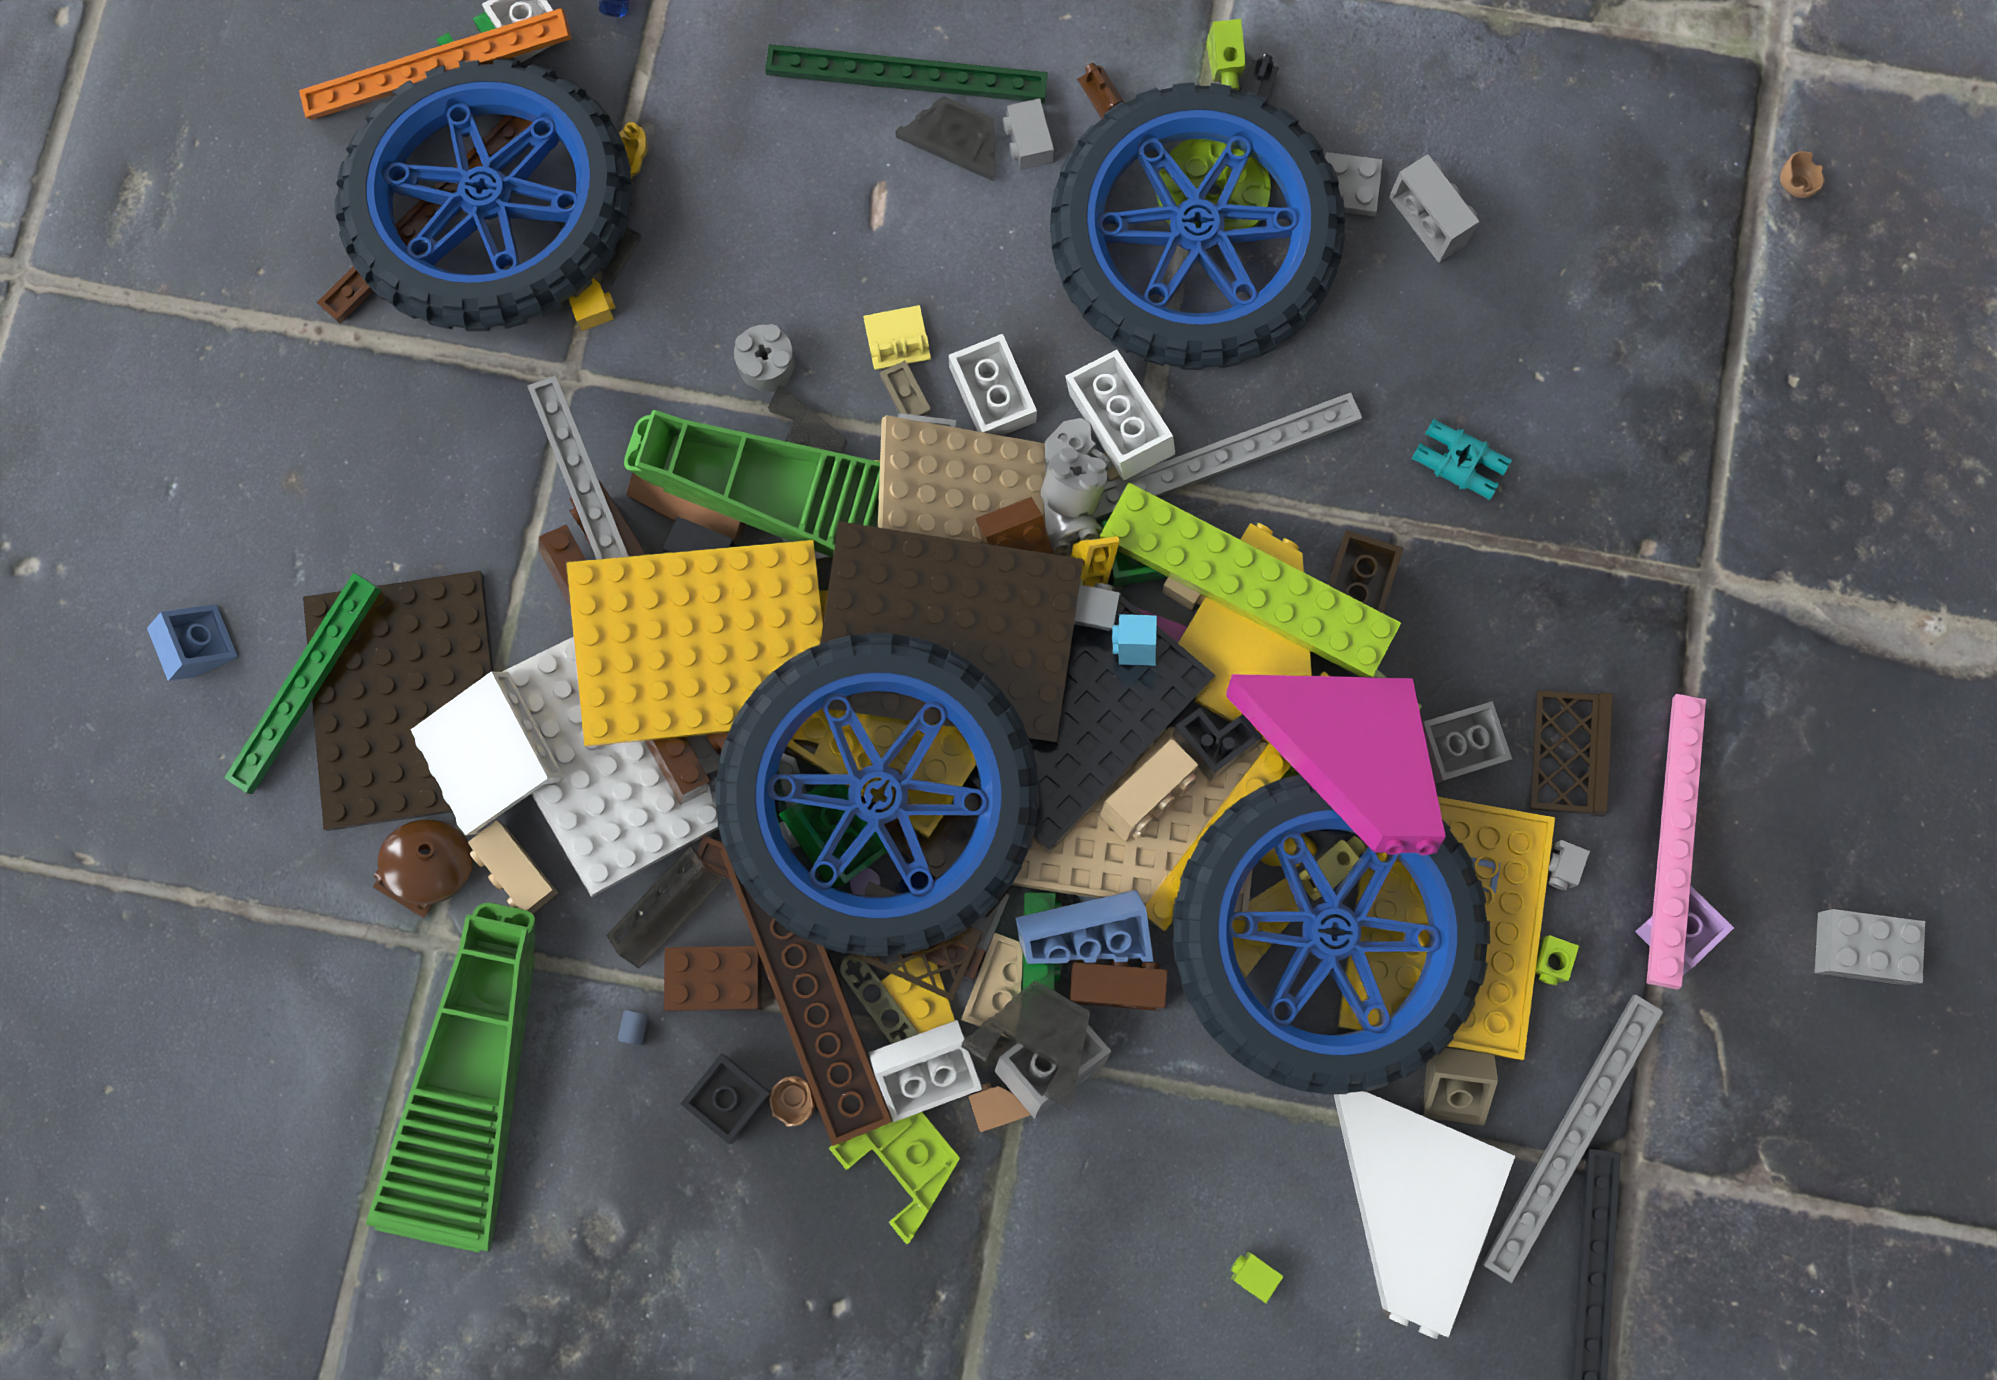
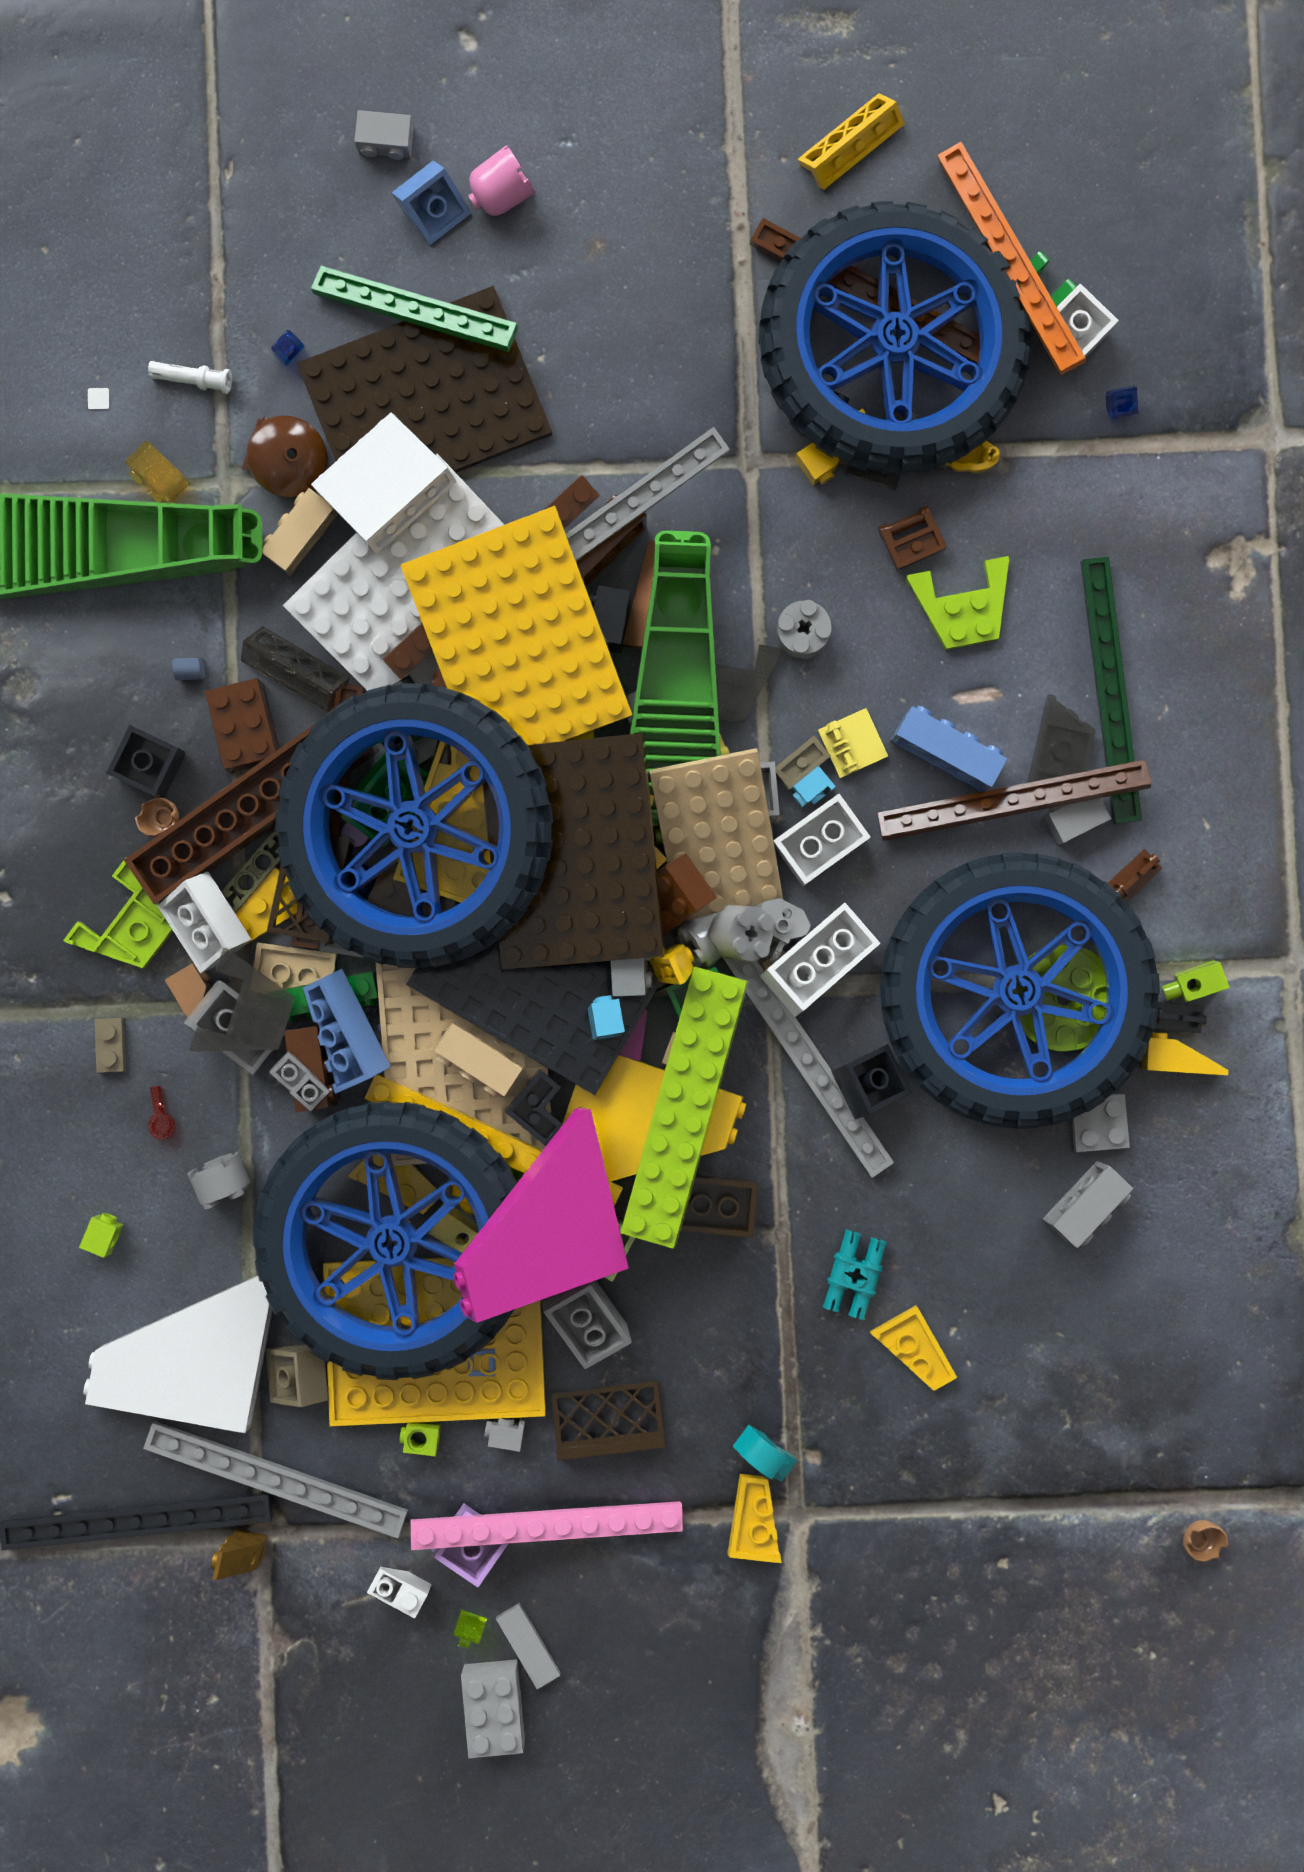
camera: 75 degrees right, 10 degrees up
(101, 675) = (384, 134): none -> light grey brick
(195, 560) = (498, 185): none -> bright pink cylinder
(267, 192) = (853, 141): none -> yellow fence
(296, 1065) = (98, 398): none -> white sticker
(304, 835) = (287, 347): none -> clear blue brick
(308, 938) = (202, 377): none -> white pin
(401, 1014) = (157, 472): none -> clear yellow brick
(706, 229) = (916, 545): none -> reddish brown plate
(793, 200) = (967, 616): none -> lime wing
(928, 239) = (949, 749): none -> medium blue brick
(934, 386) = (812, 787): none -> medium azure brick
(997, 189) = (1014, 800): none -> plate
(1039, 1219) = (110, 1045): none -> dark tan plate
(1131, 993) = (299, 1081): none -> light grey slope
(1143, 1179) = (161, 1124): none -> clear red plate
(1221, 1120) = (220, 1179): none -> light grey brick
(1261, 393) = (871, 1082): none -> black brick
(1299, 91) = (1175, 1056): none -> yellow slope
(1550, 414) = (916, 1347): none -> yellow wing
(1636, 593) = (764, 1454): none -> teal brick
(1651, 1192) = (239, 1554): none -> pearl gold slope
(1712, 624) = (753, 1526): none -> yellow wing
(1723, 1019) = (400, 1590): none -> white slope
(1776, 954) = (469, 1628): none -> clear neon green tile
(1805, 895) = (528, 1645): none -> light grey tile

